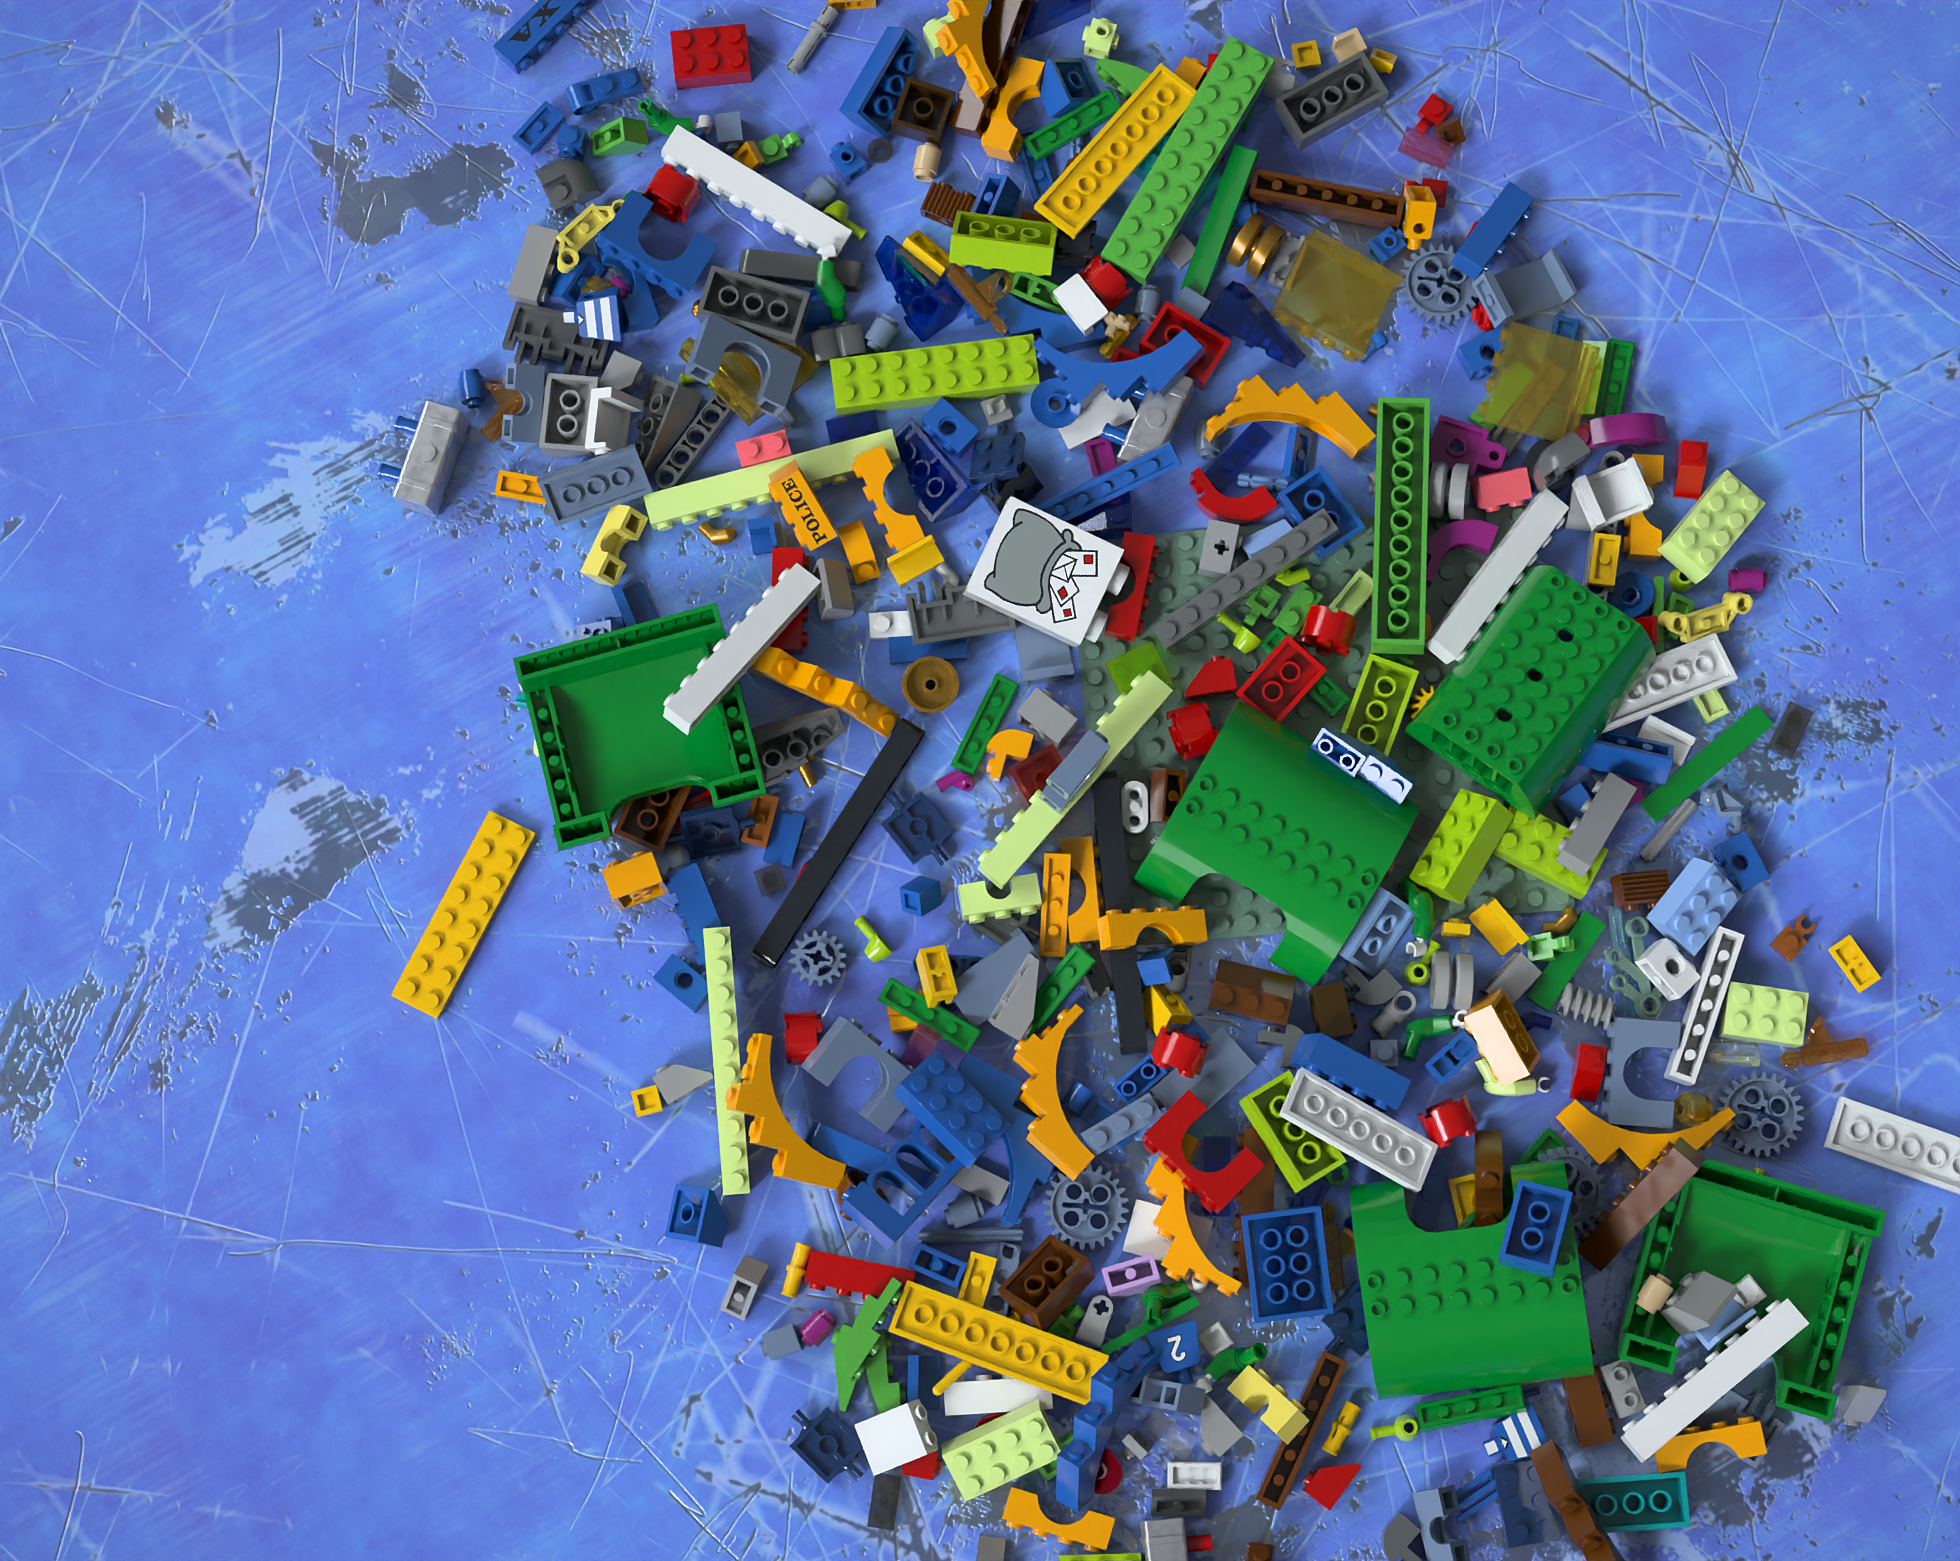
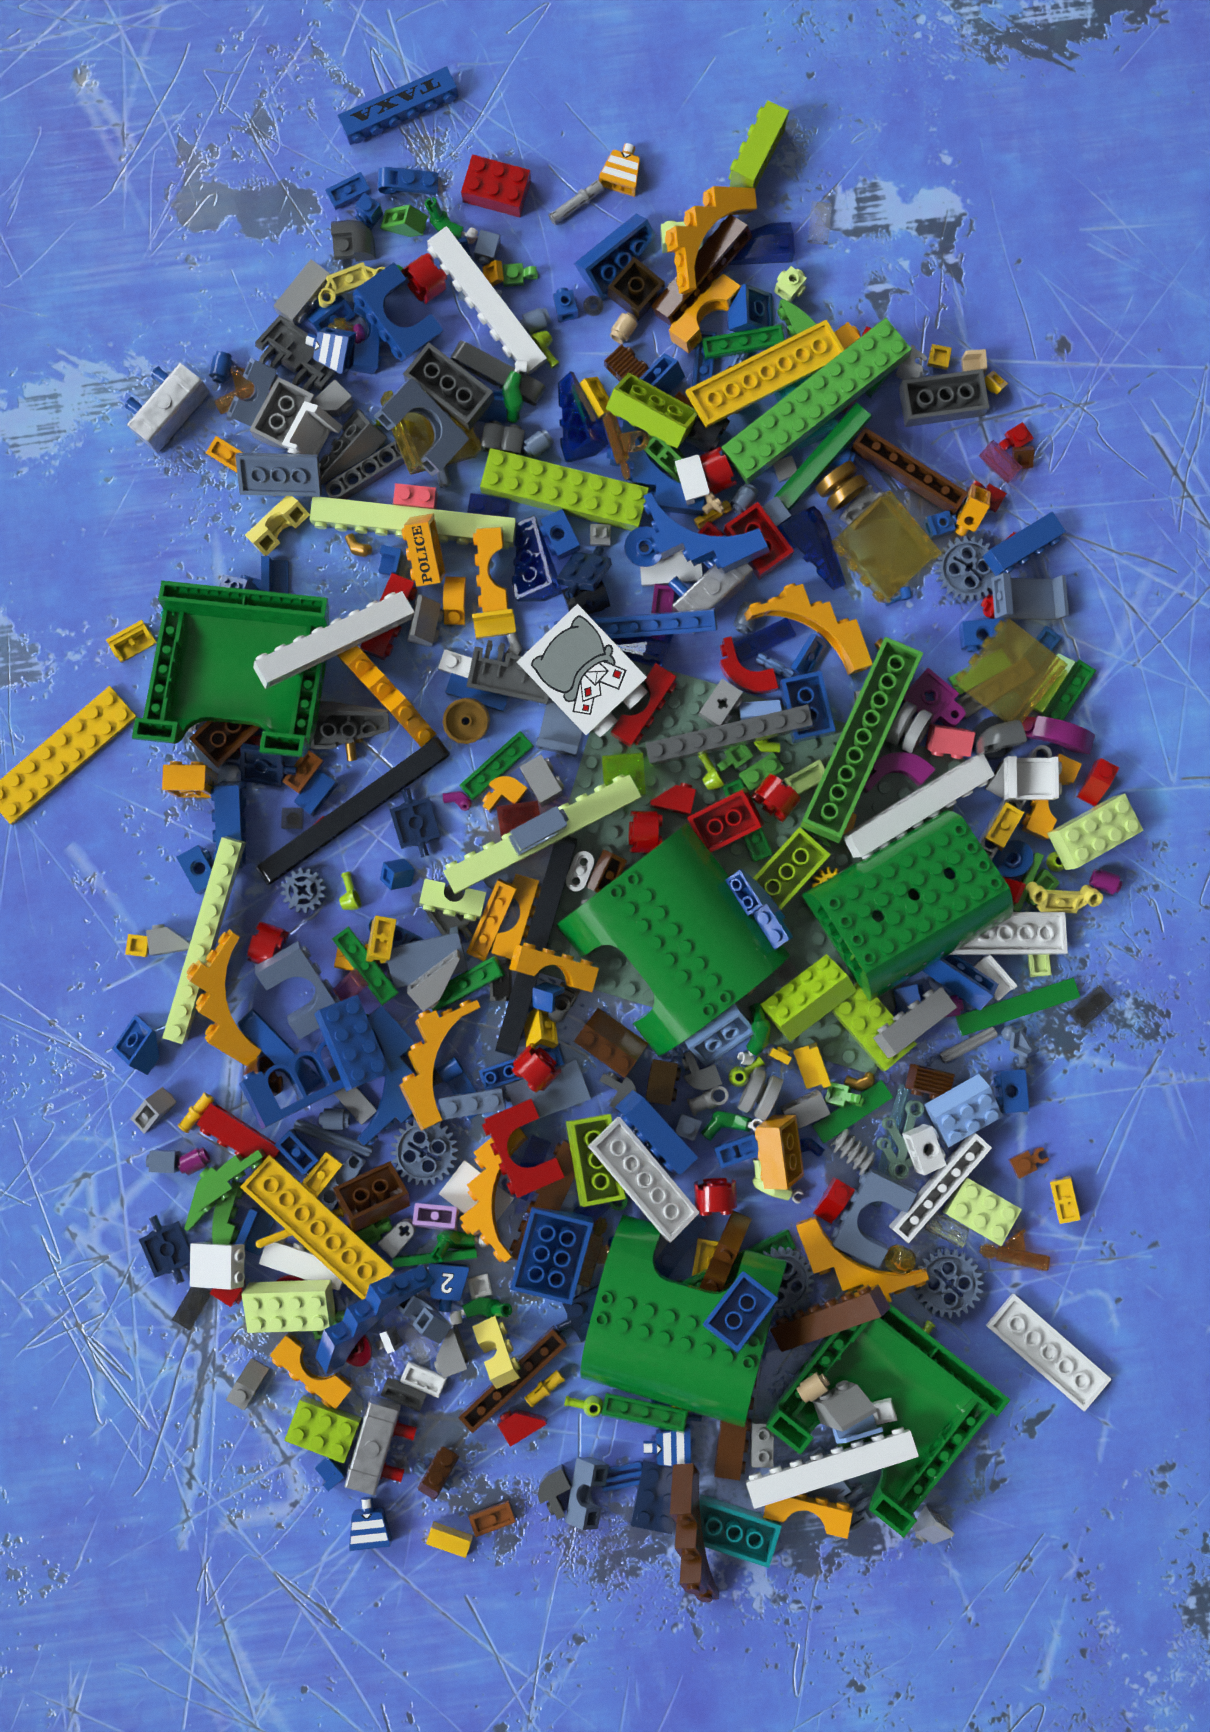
camera: 20 degrees right, 5 degrees up
(495, 747) = (131, 641): none -> yellow hinge

